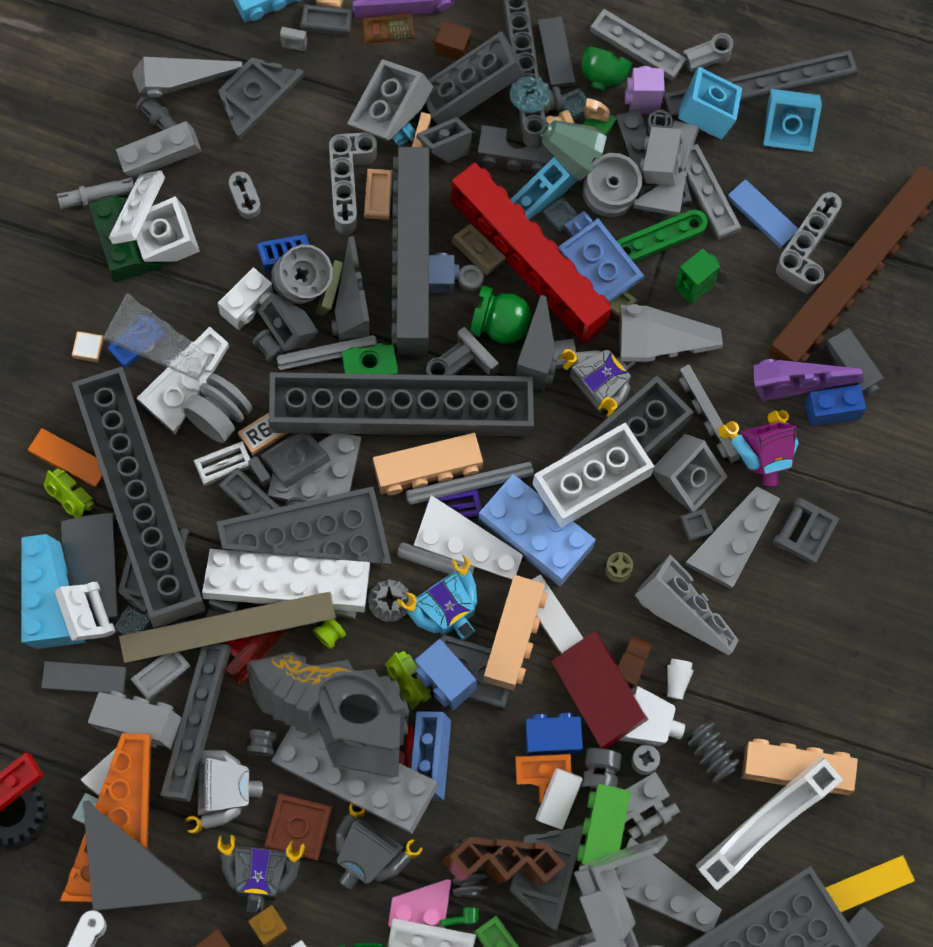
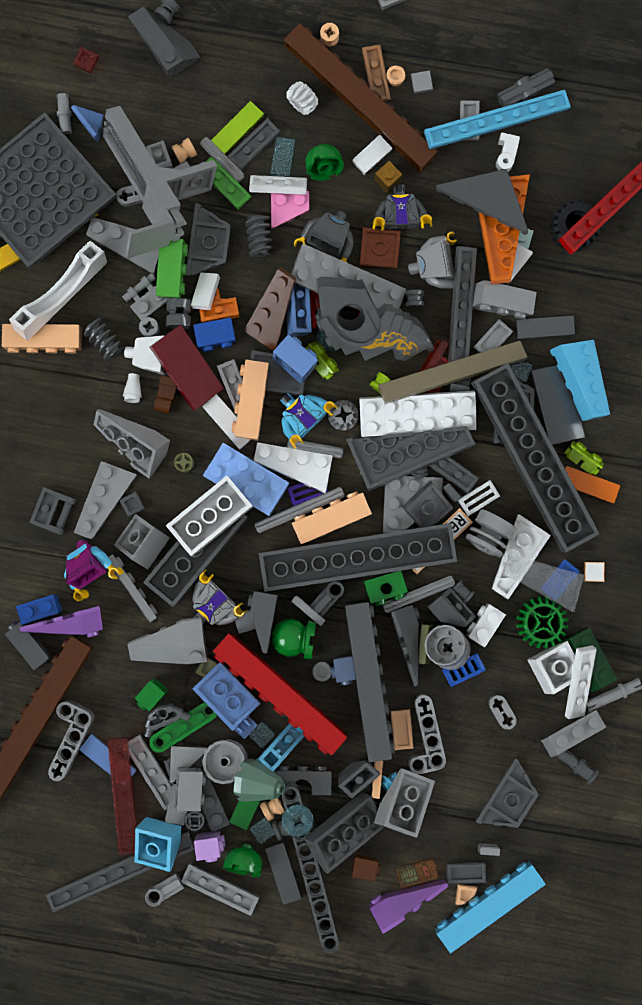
camera: 175 degrees right, 15 degrees up
(78, 613) = (559, 363): white plate -> none
(165, 75) = (578, 796): light grey wedge -> none
(185, 279) = (535, 628): none -> green gear
(468, 750) = (272, 310): none -> wing
(469, 916) = (255, 204): green hand -> none
(478, 249) = (319, 693): dark tan plate -> none
(504, 859) = (237, 237): reddish brown brick -> none
(538, 671) = (231, 378): none -> light grey tile
(596, 111) = (242, 822): light nougat tile -> none
(681, 250) = (163, 716): none -> dark grey piece
(748, 169) = (122, 794): none -> clear red tile
(792, 120) = (92, 842): medium azure slope -> none

